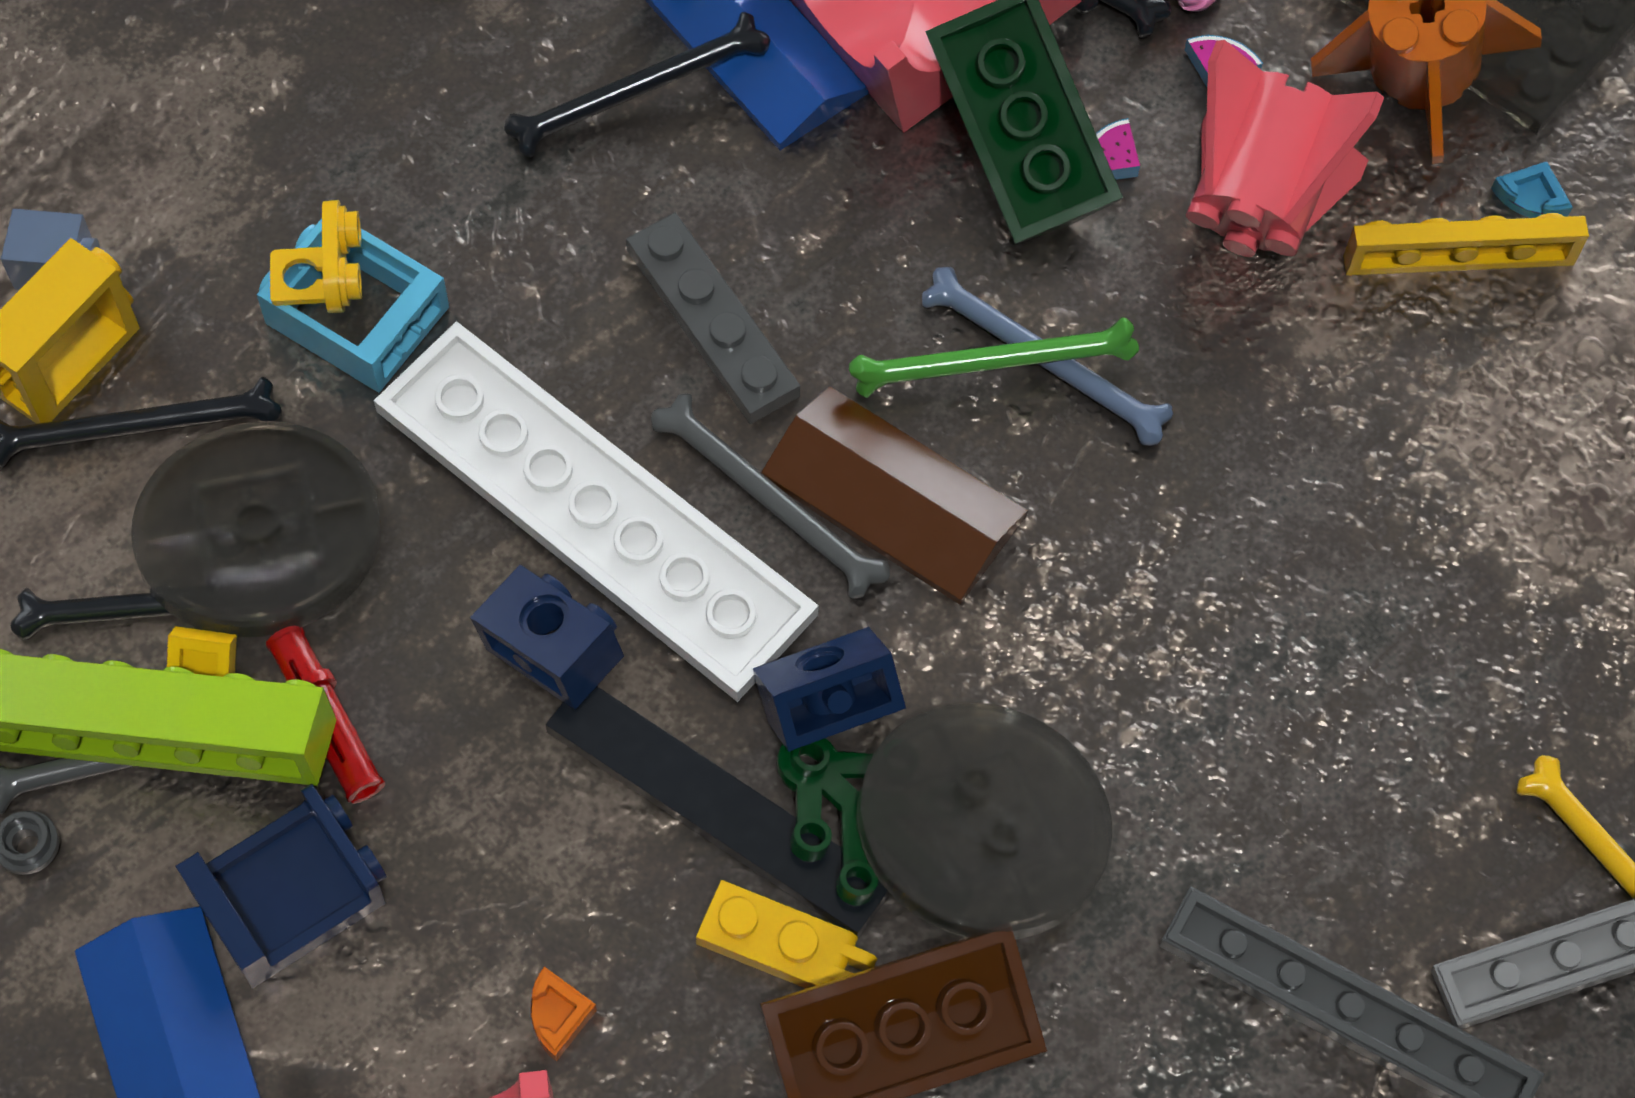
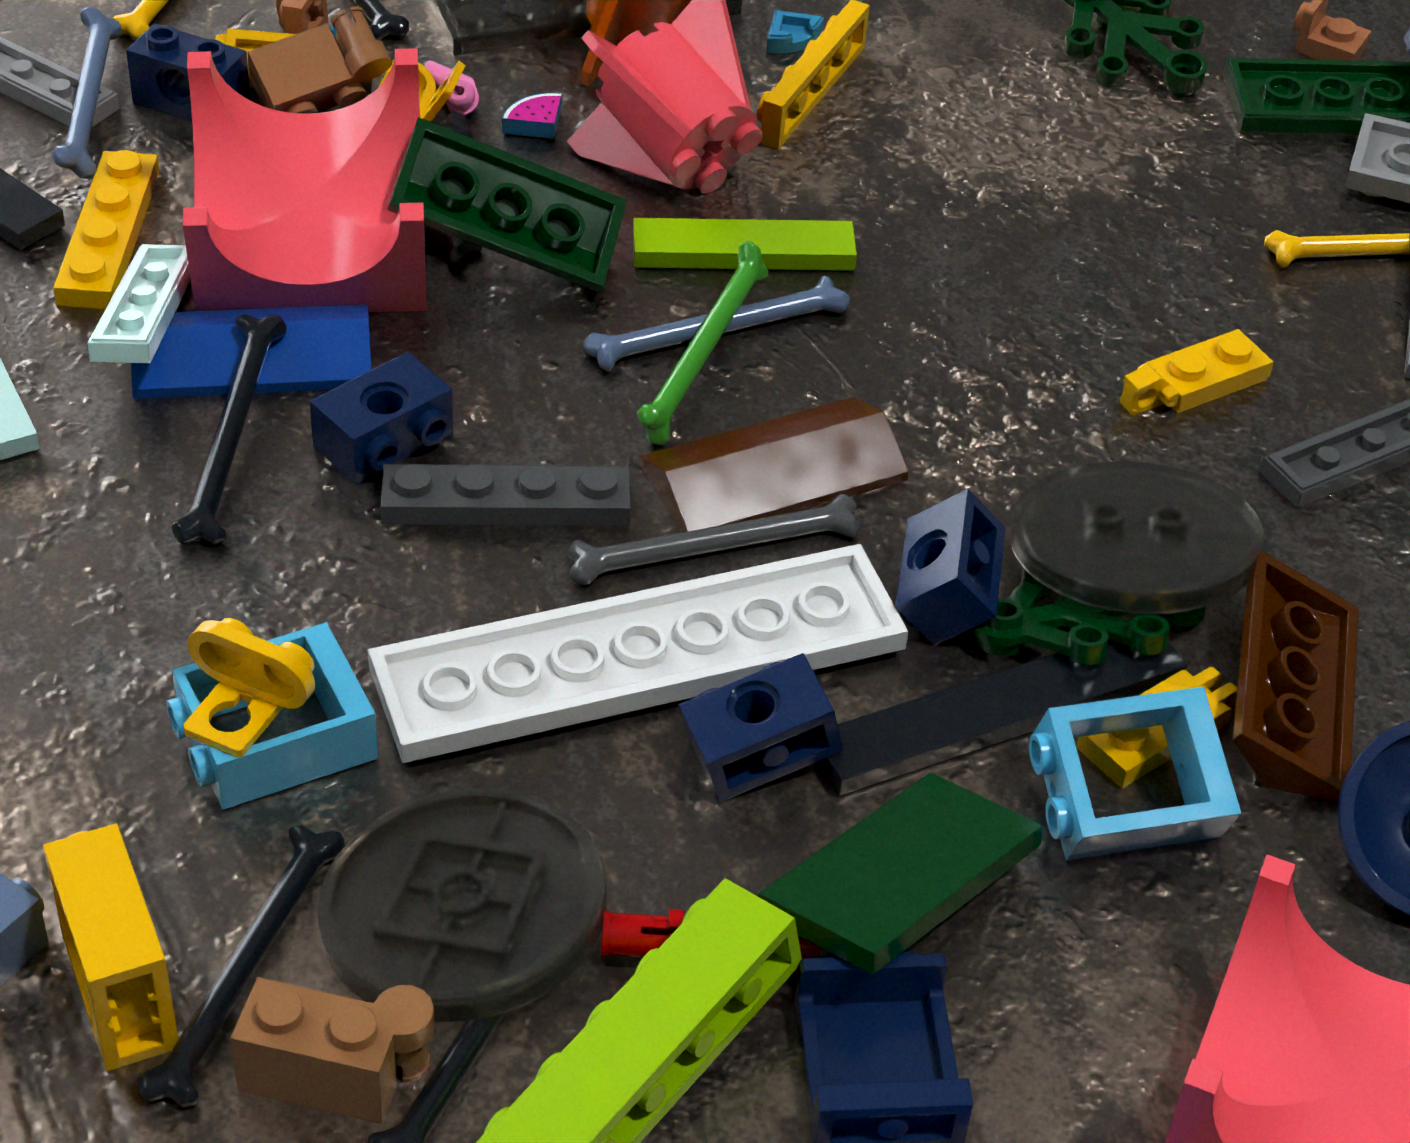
camera: 60 degrees left, 20 degrees down
(66, 520) = (331, 1047): none -> medium nougat hinge
(202, 651) = (573, 999): yellow plate -> none
(458, 813) = (902, 871): none -> dark green tile
(558, 1012) = (1137, 910): orange tile -> none
(707, 156) = (381, 417): none -> dark blue brick
(724, 980) = (1195, 753): none -> medium azure window
(1172, 320) = (715, 243): none -> lime tile
(1277, 779) = (1196, 374): none -> yellow hinge

